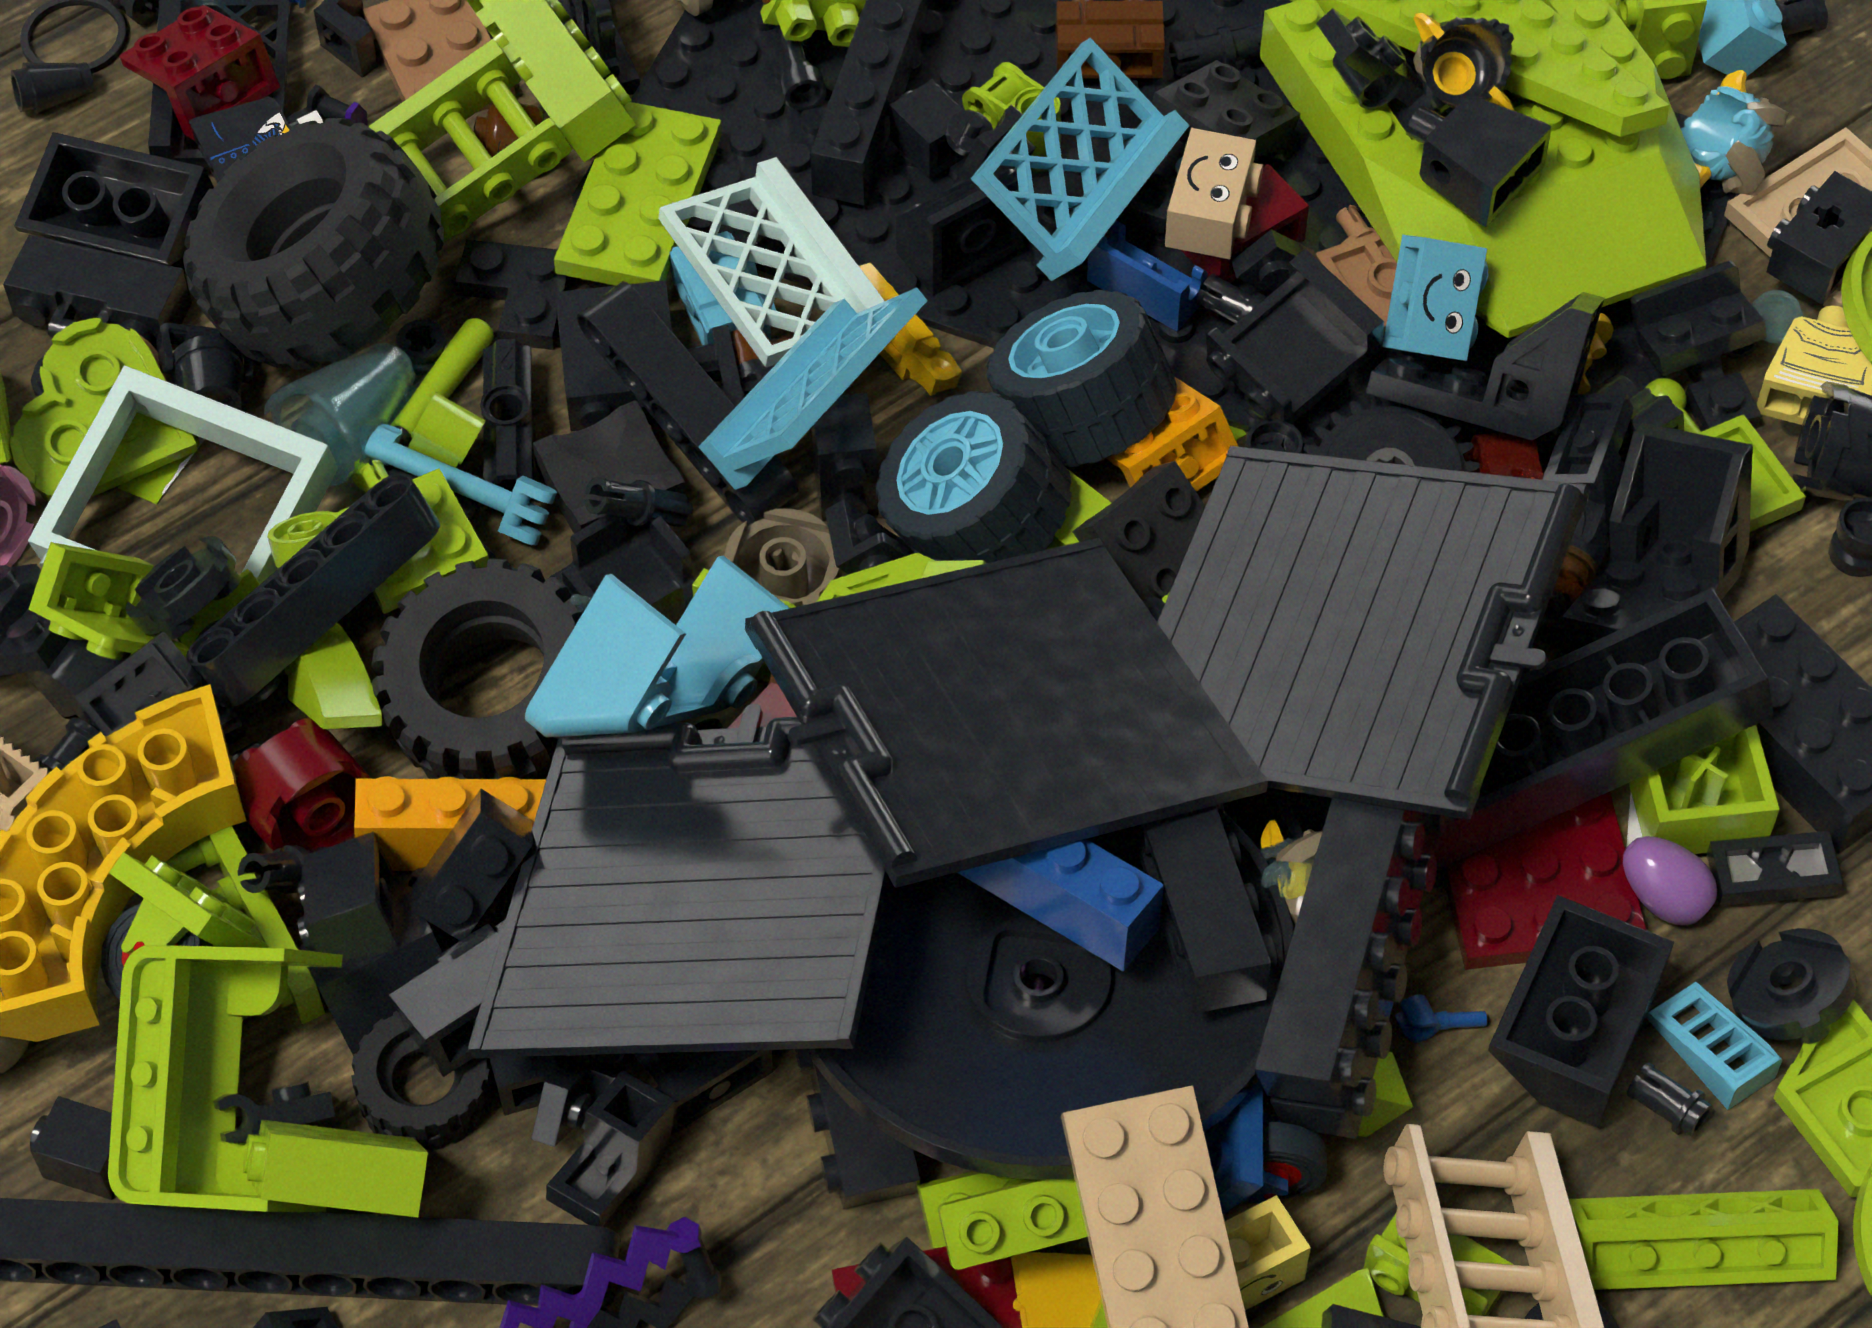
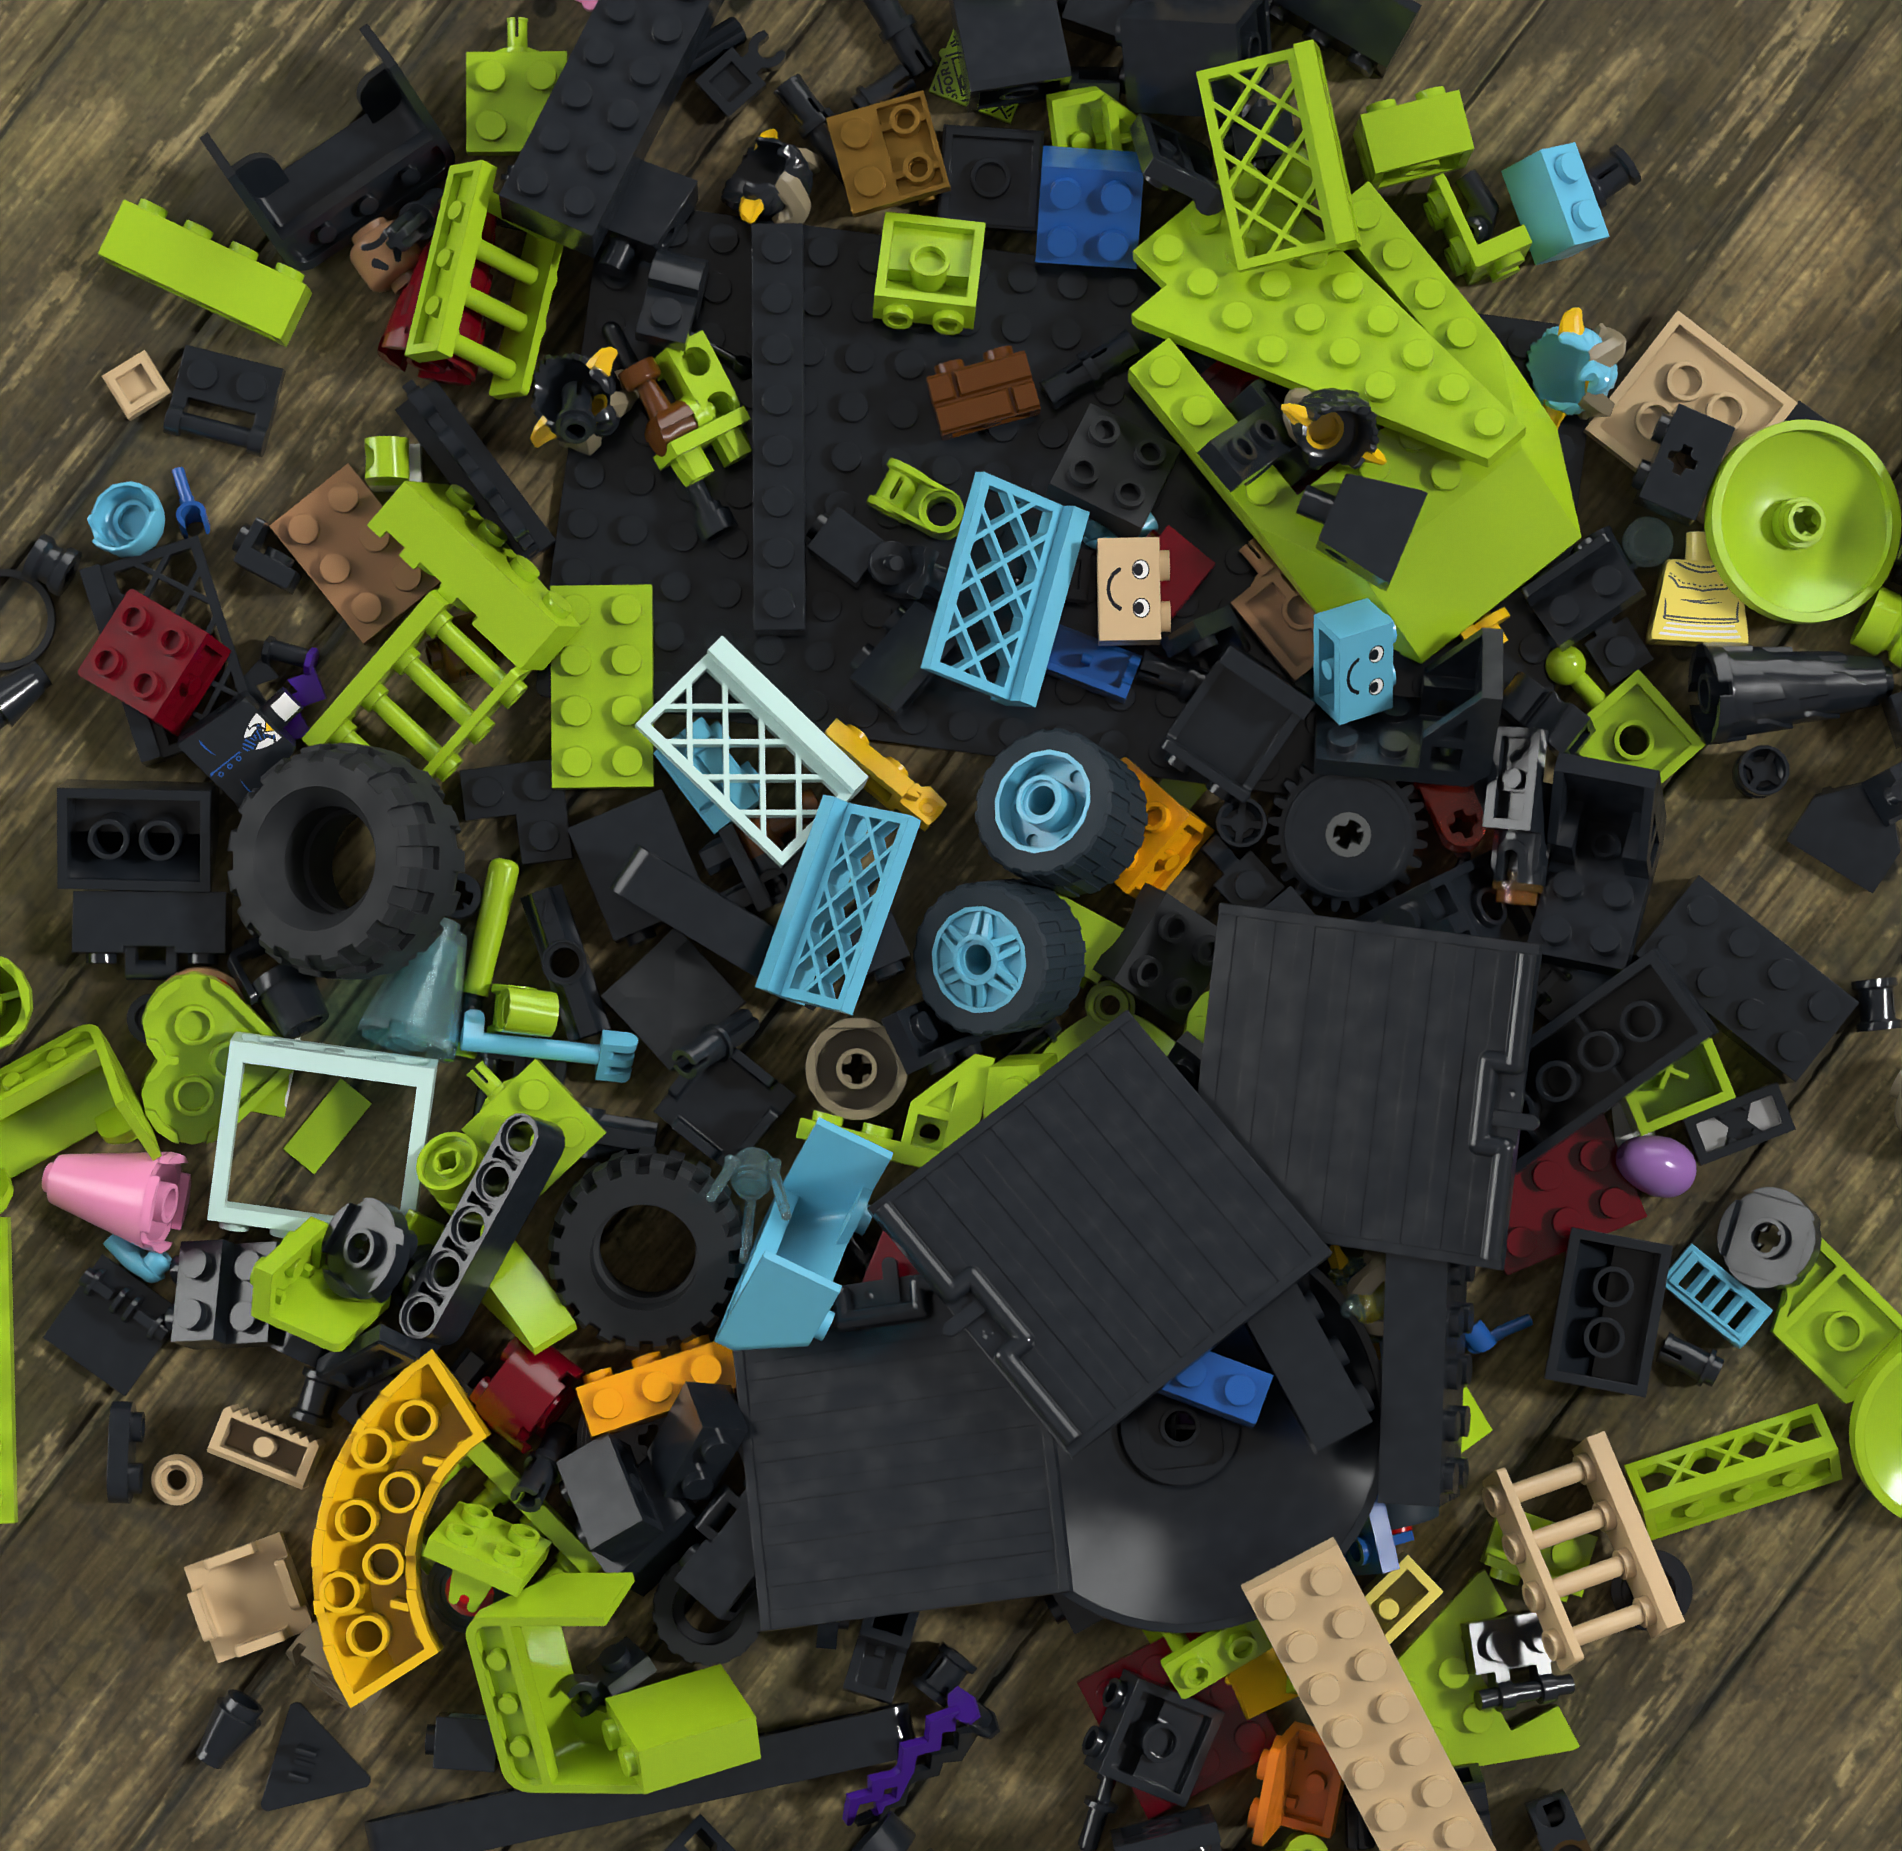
camera: 15 degrees left, 30 degrees up
(198, 521) = (327, 1126): none -> lime sticker
(685, 1202) = (944, 1674): none -> black bush

